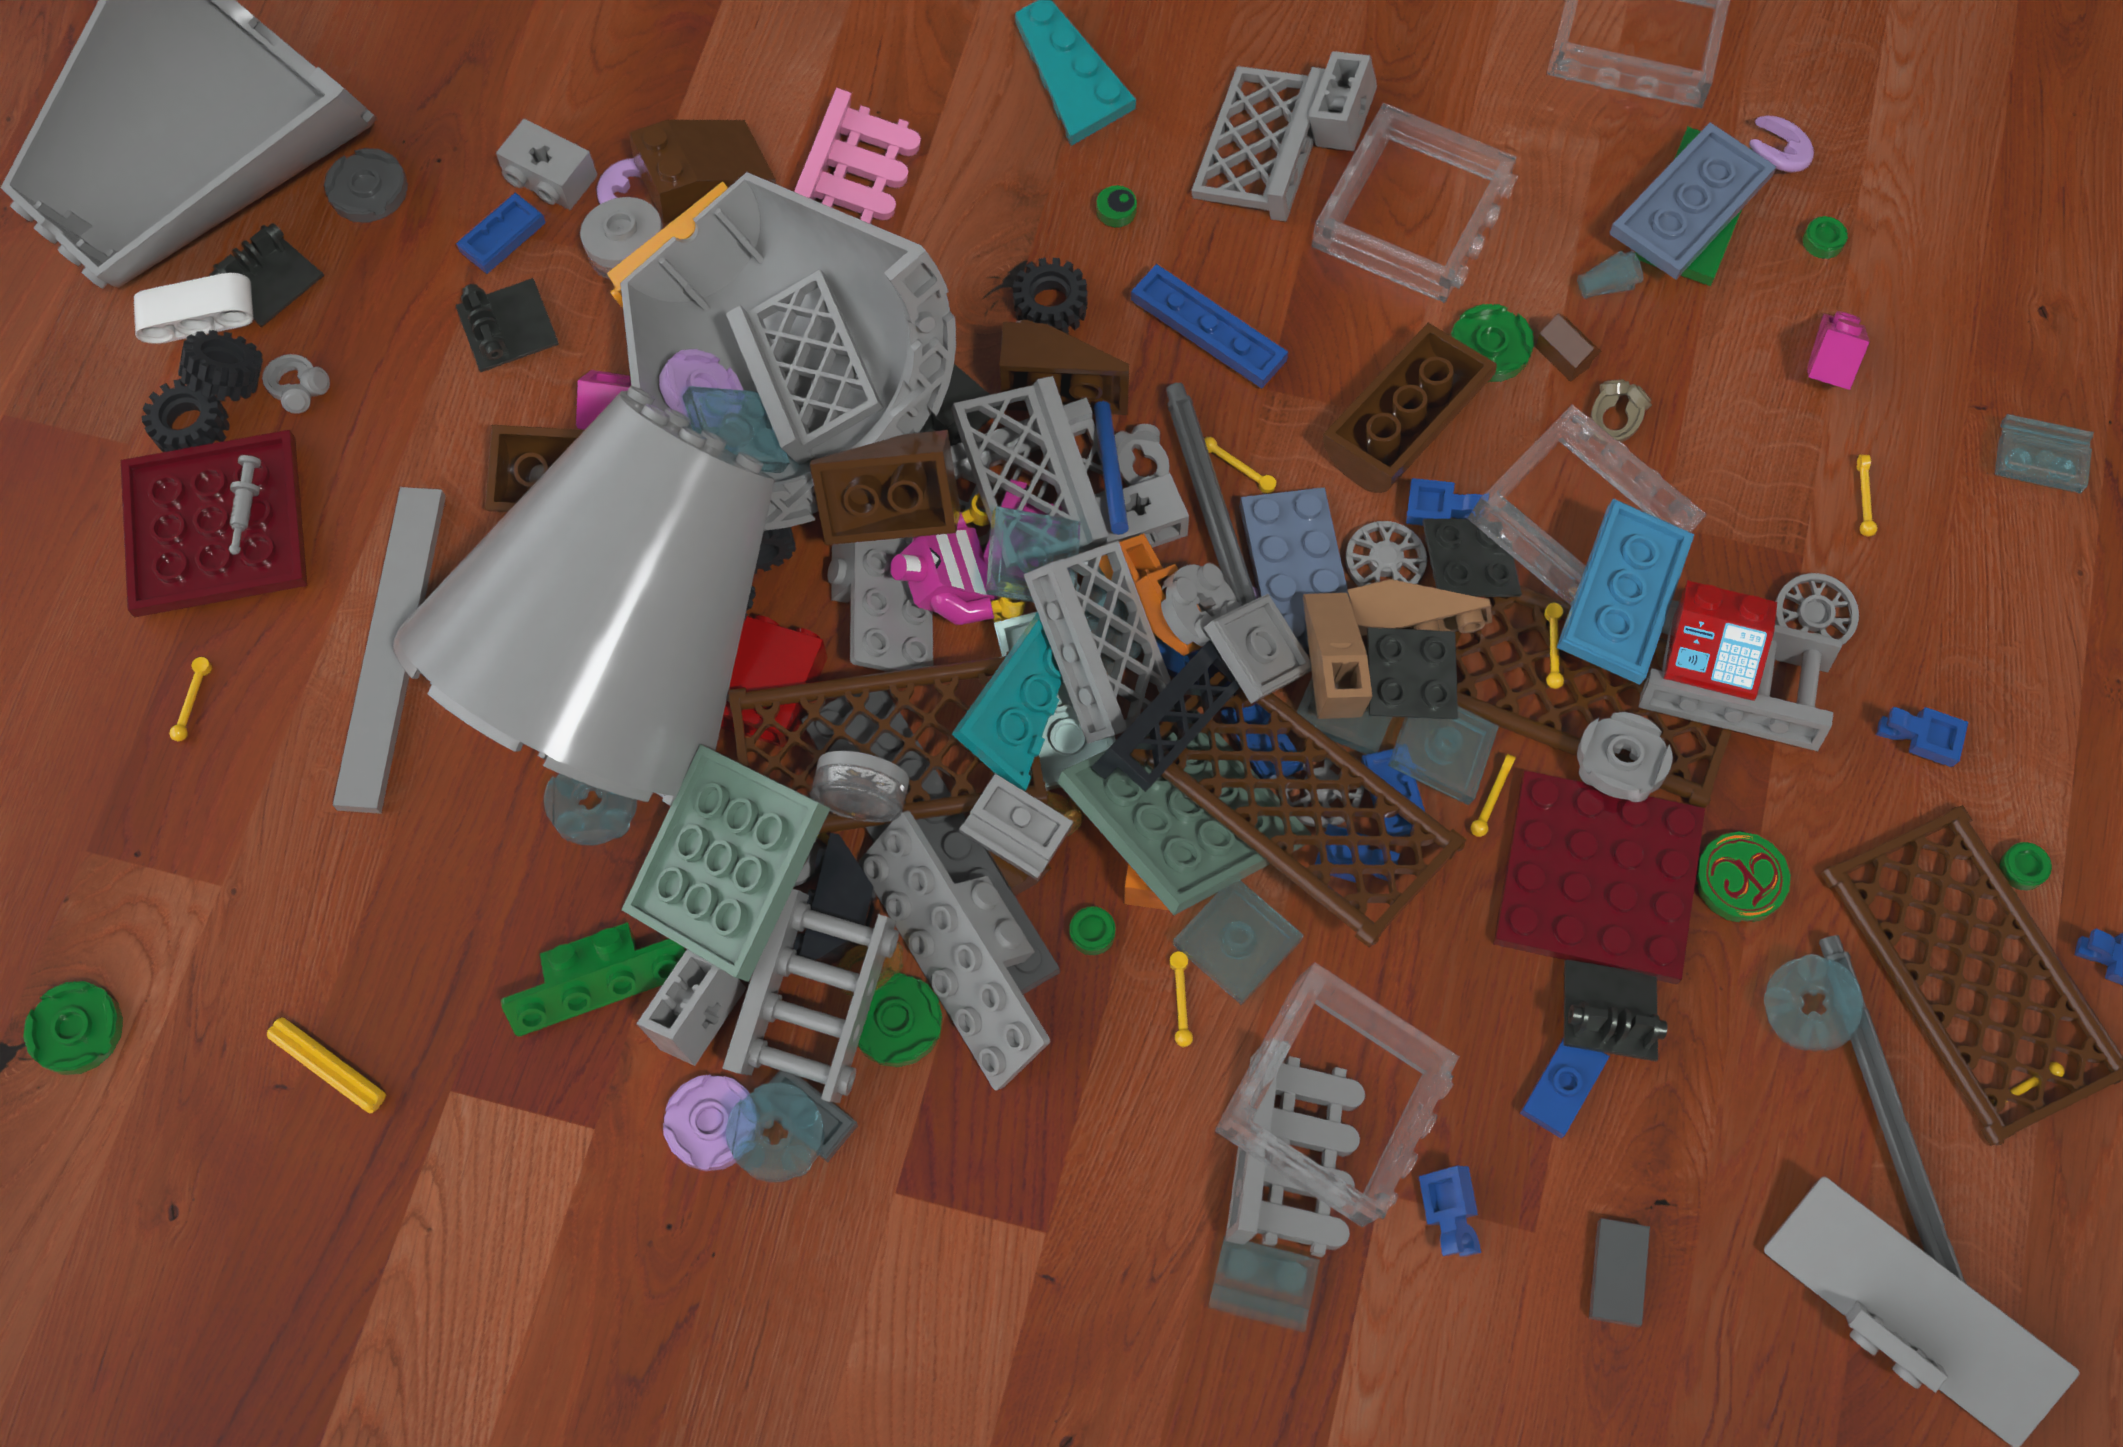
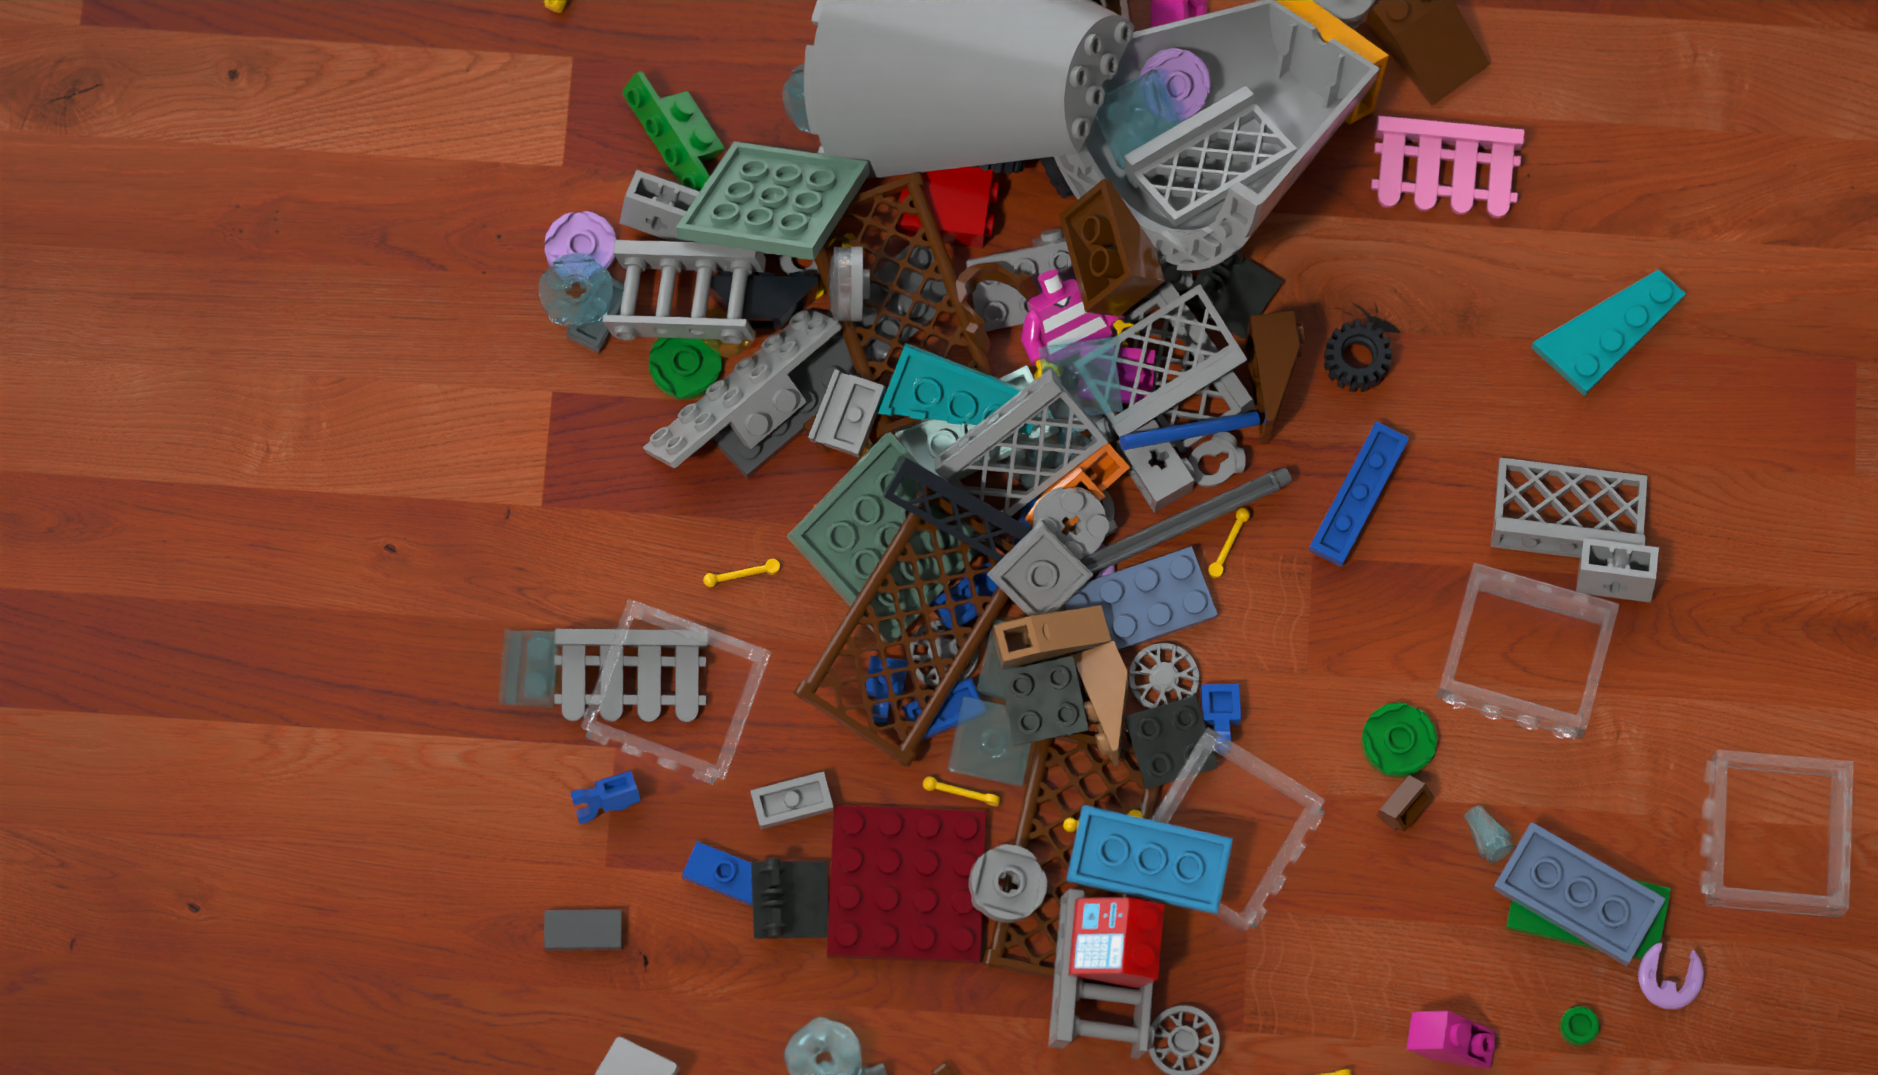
camera: 75 degrees right, 5 degrees up
(895, 605) = (967, 283): none -> reddish brown helmet
(1092, 930) = (784, 496): green tile -> none
(1116, 206) = (1469, 396): green tile -> none
(1238, 940) = (796, 608): clear light blue plate -> none
(1406, 408) = (1305, 668): reddish brown brick -> none
(1484, 987) = (791, 800): none -> light grey plate
(1635, 409) = (1362, 871): dark tan piece -> none
(1742, 877) = (926, 998): green tile -> none

